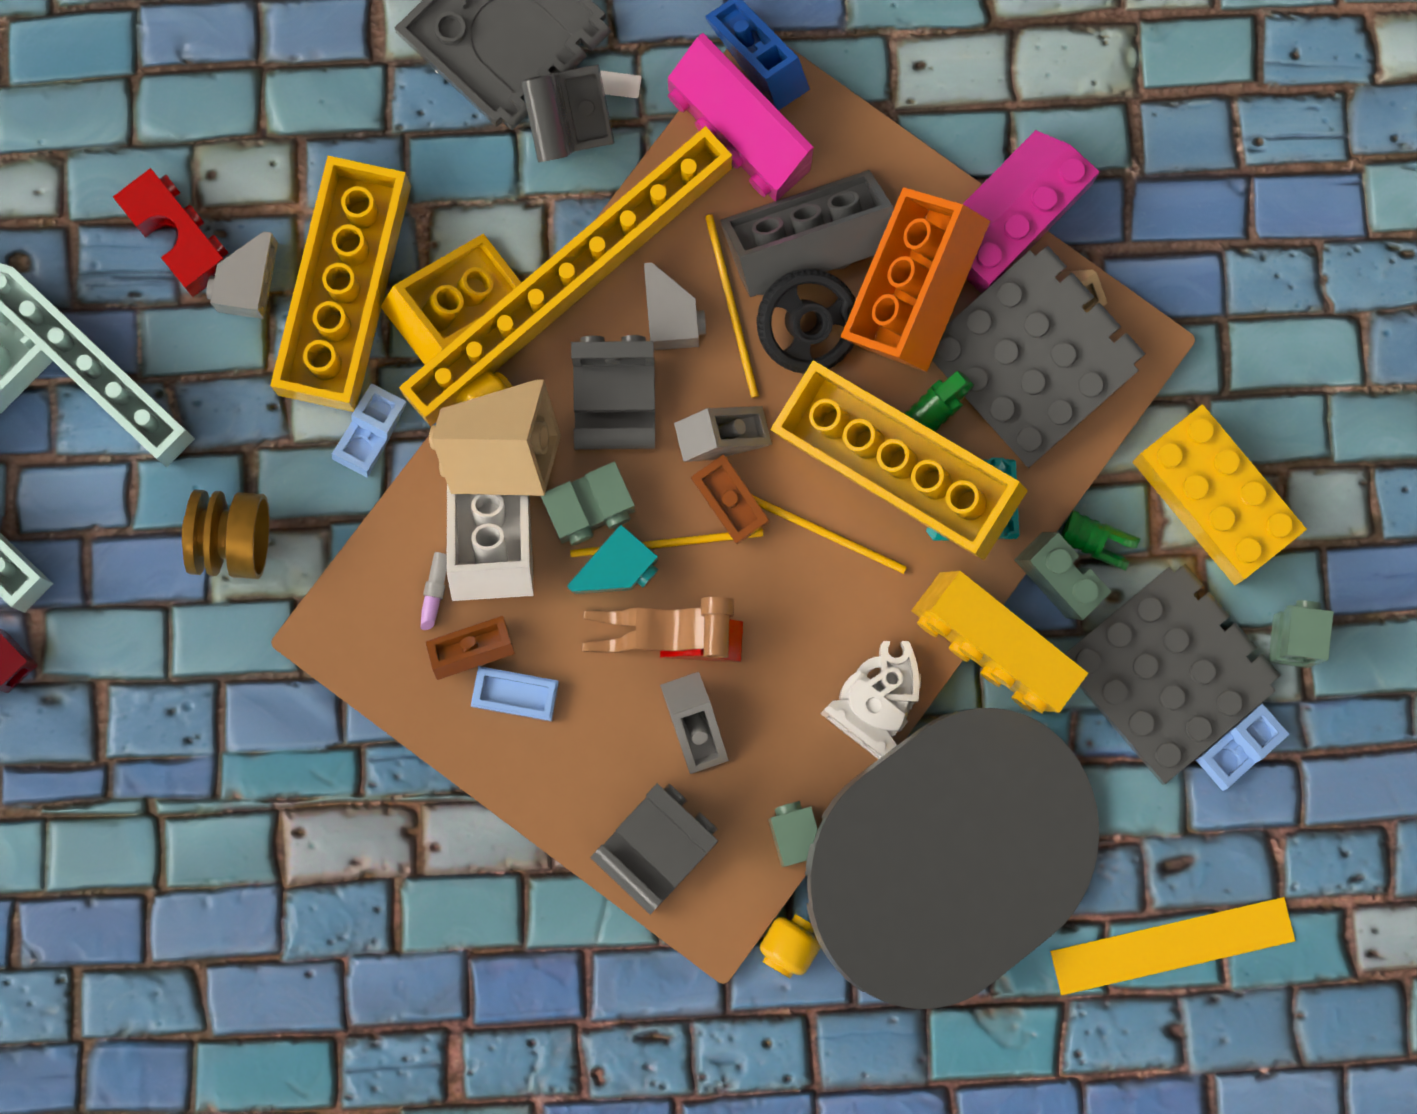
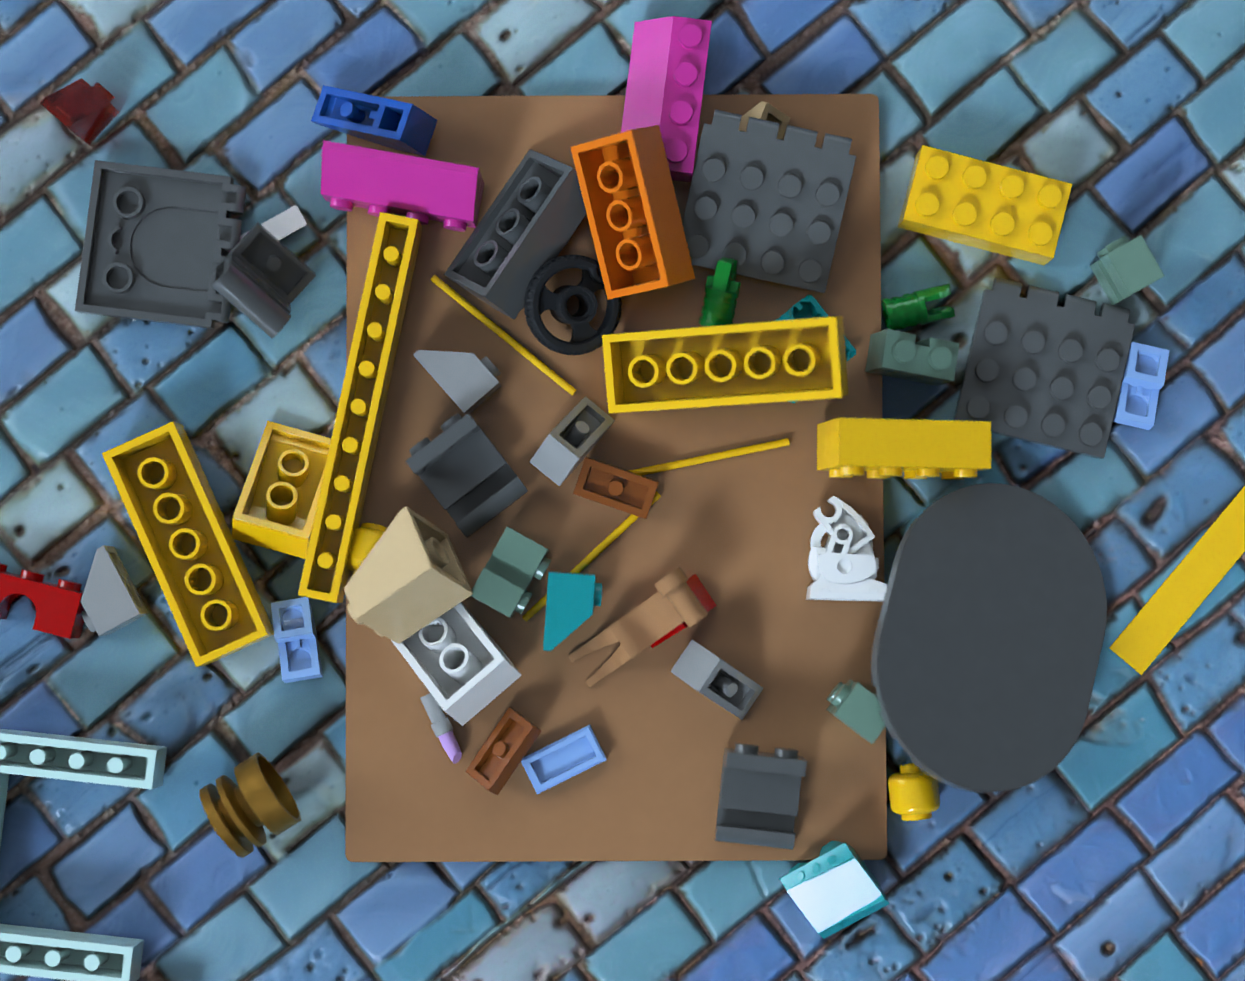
camera: 30 degrees left, 5 degrees up
(660, 976) = (834, 889): none -> slope

